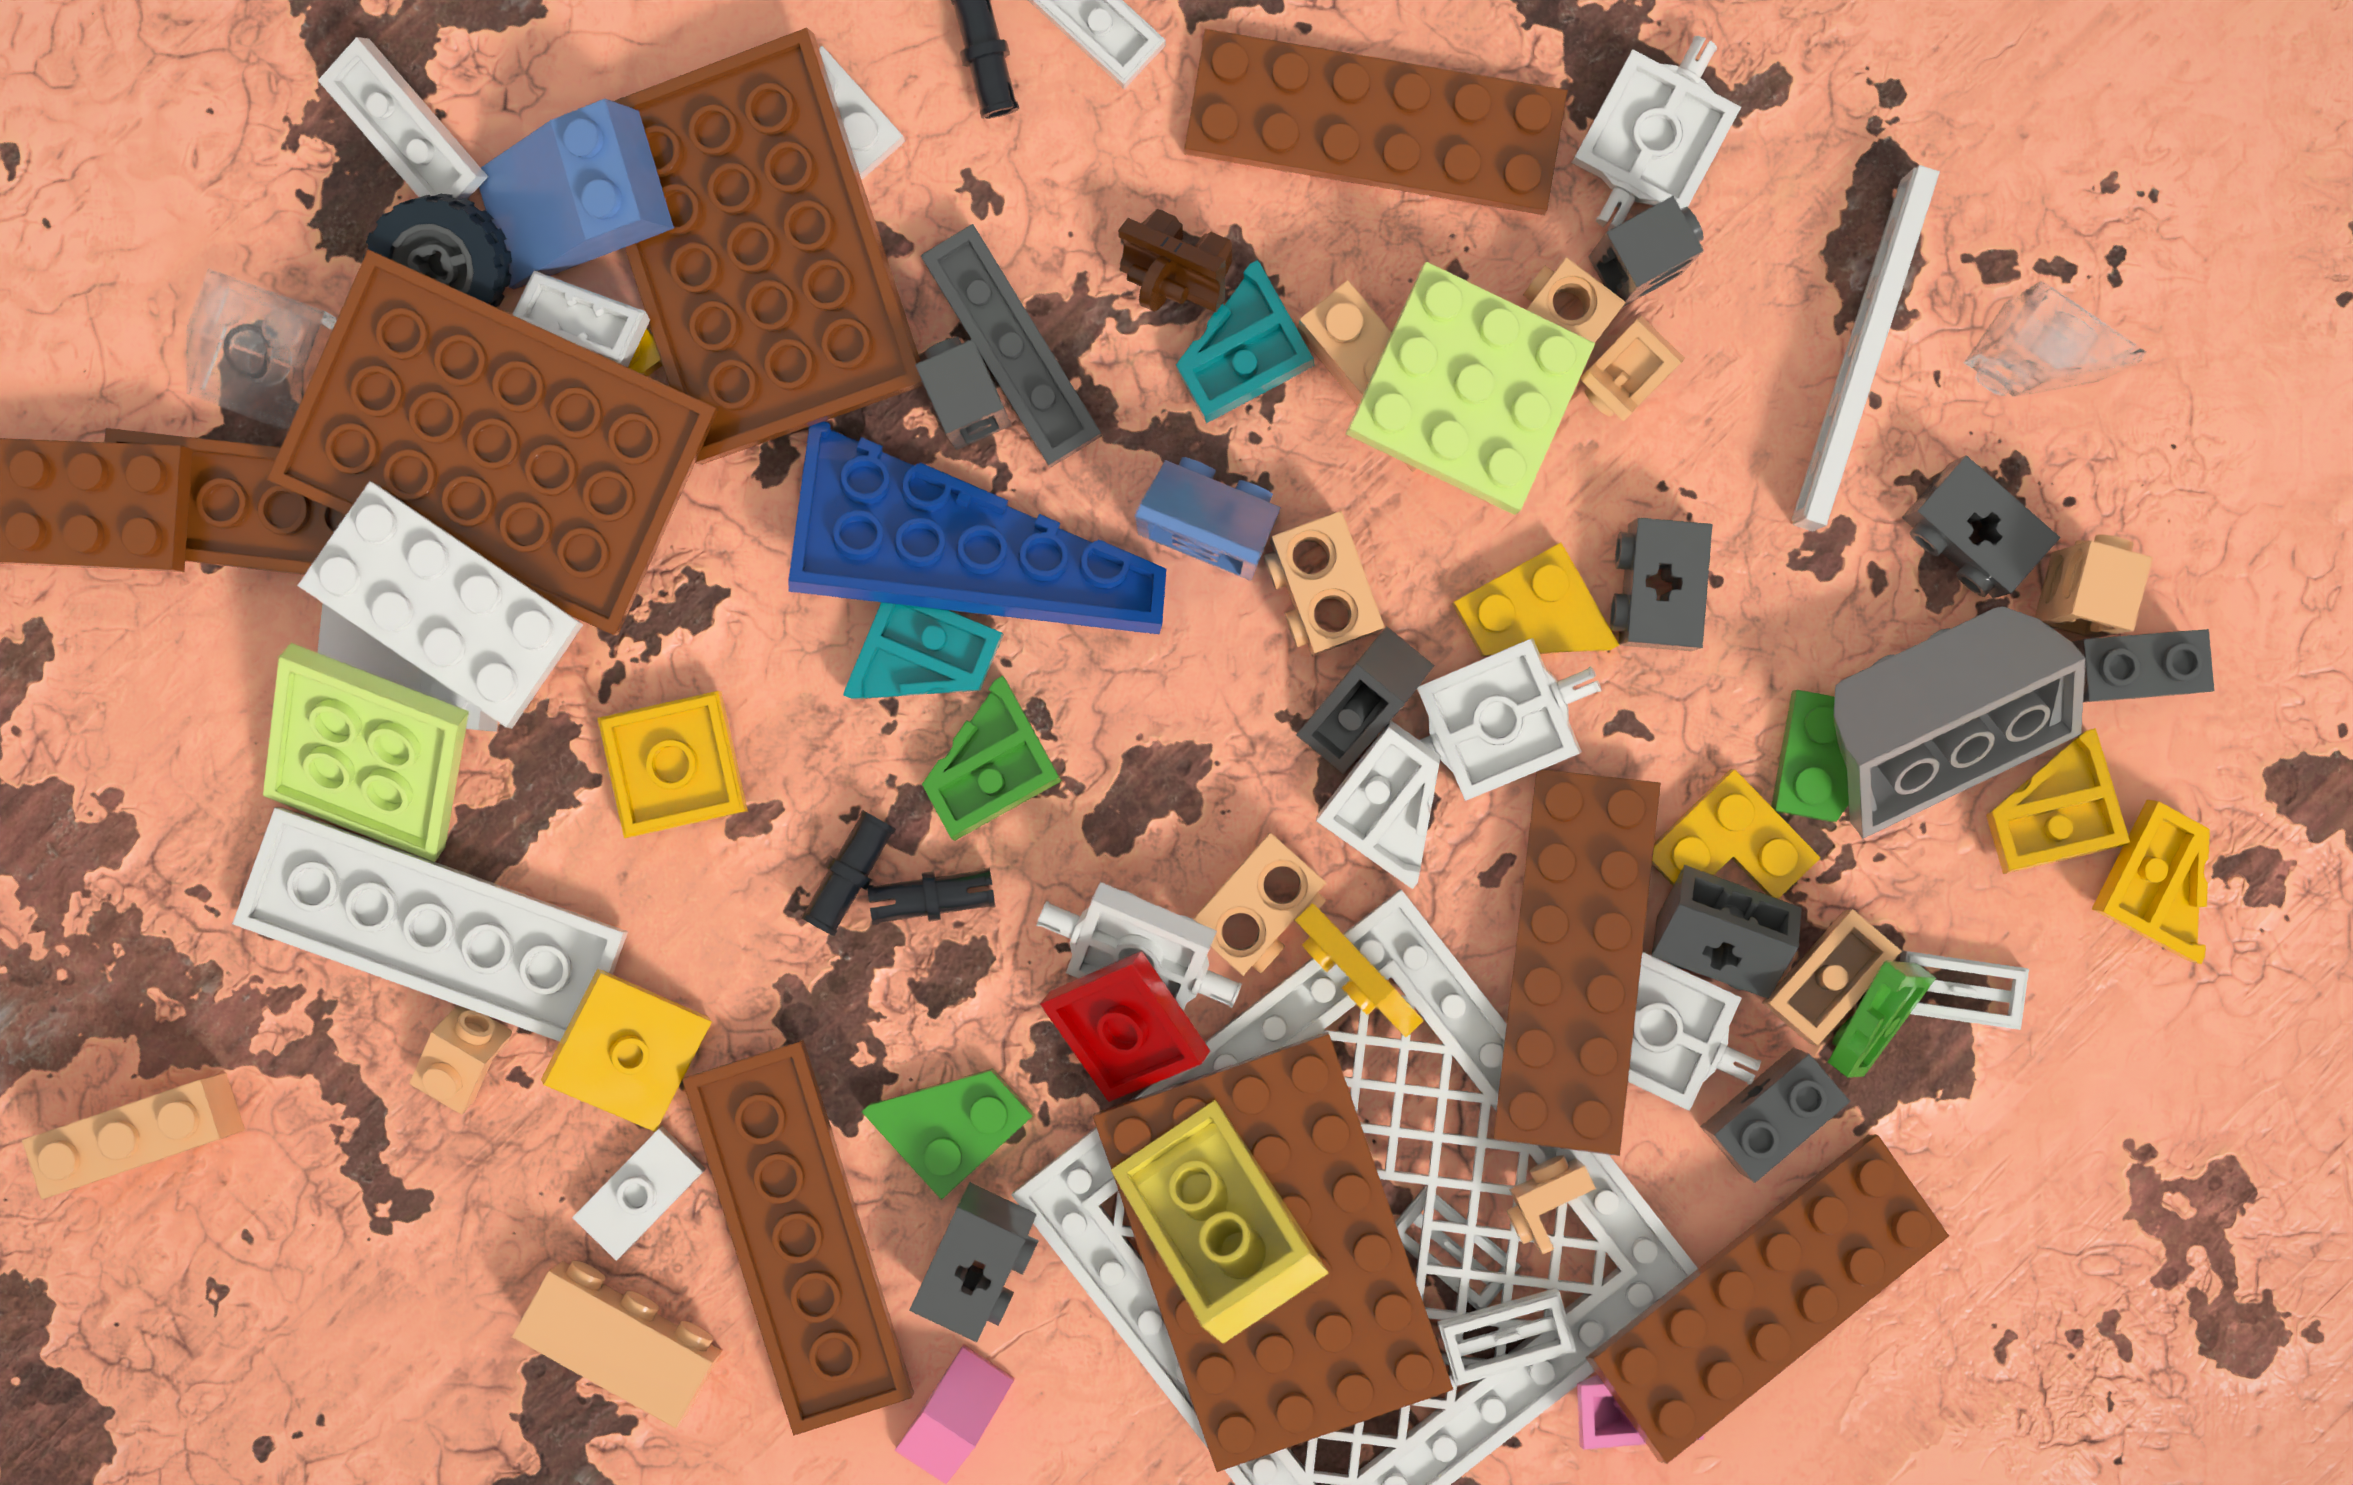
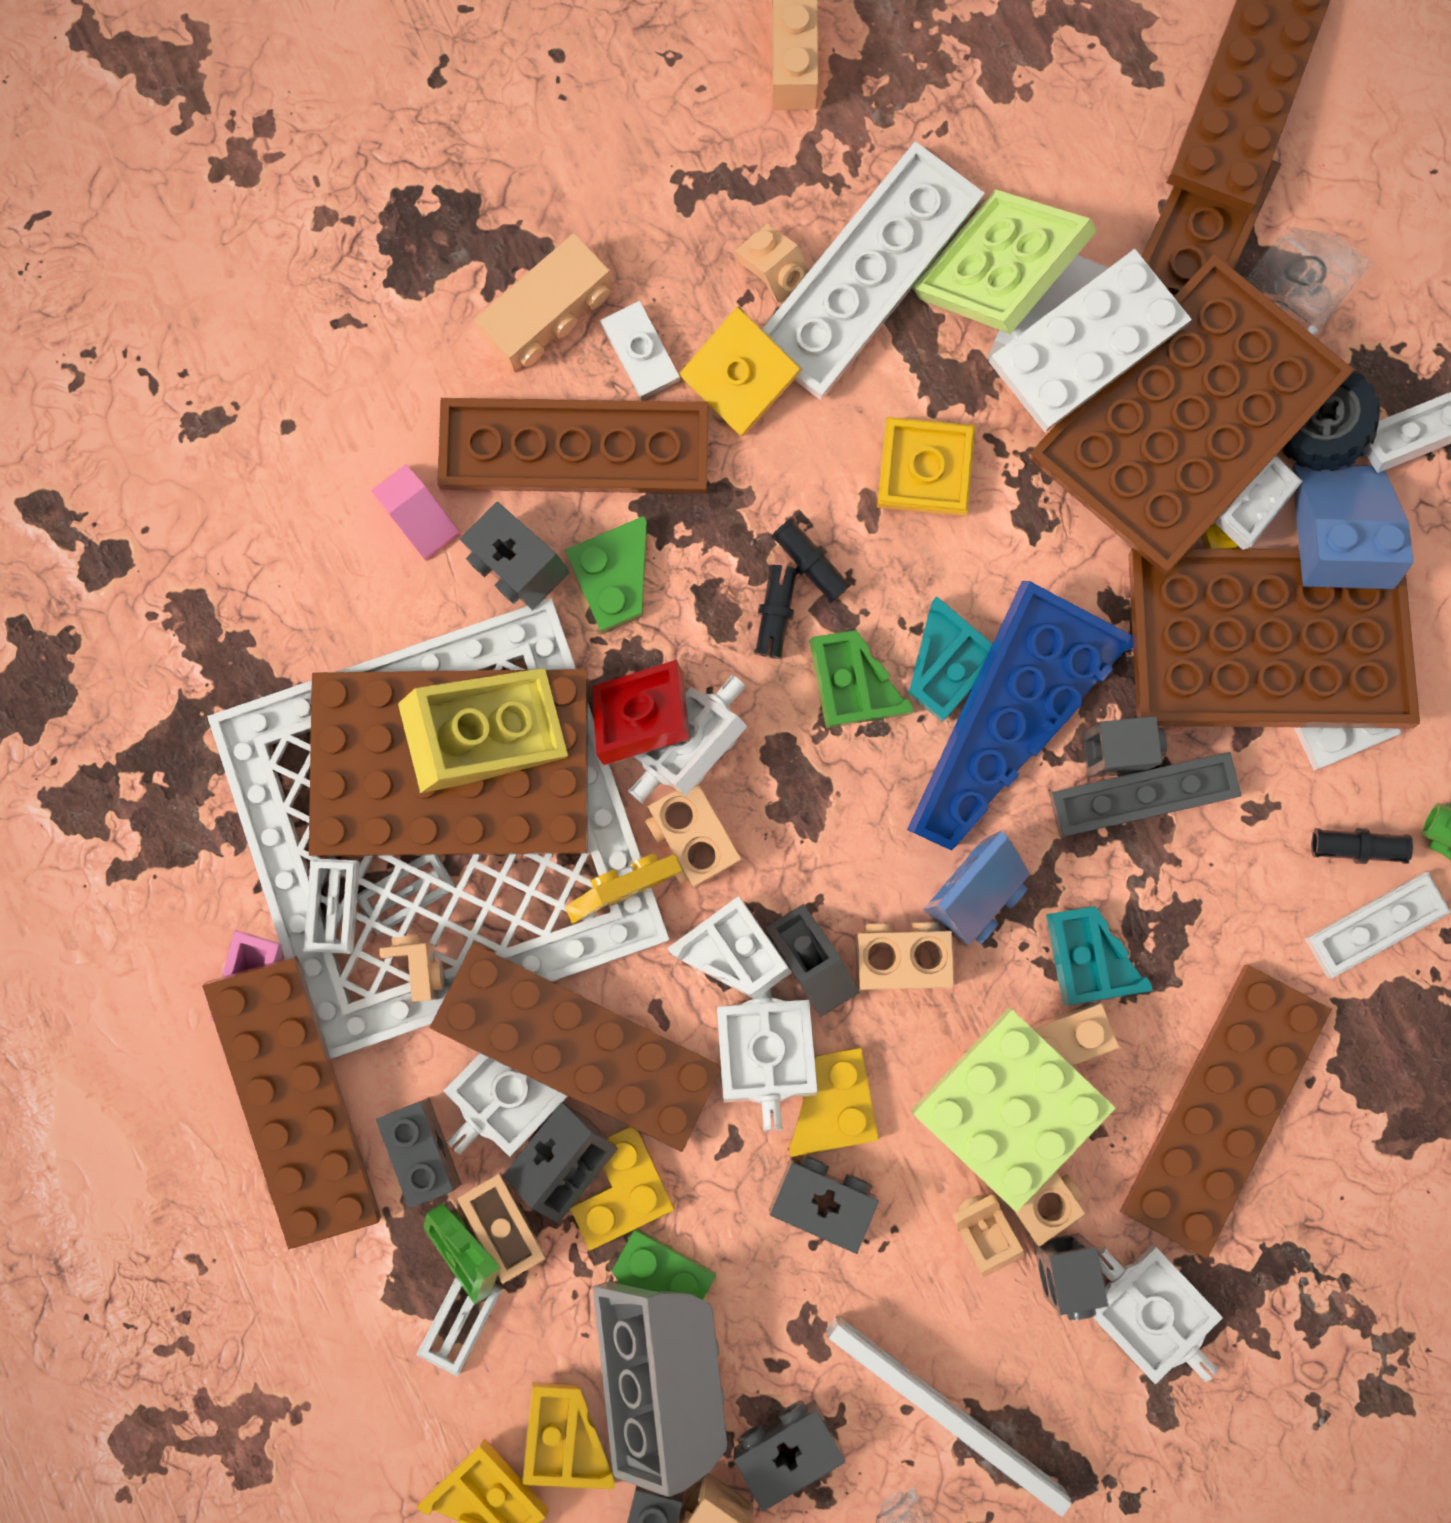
camera: 105 degrees right, 5 degrees down
(1172, 268) = (1167, 924): reddish brown hips -> none

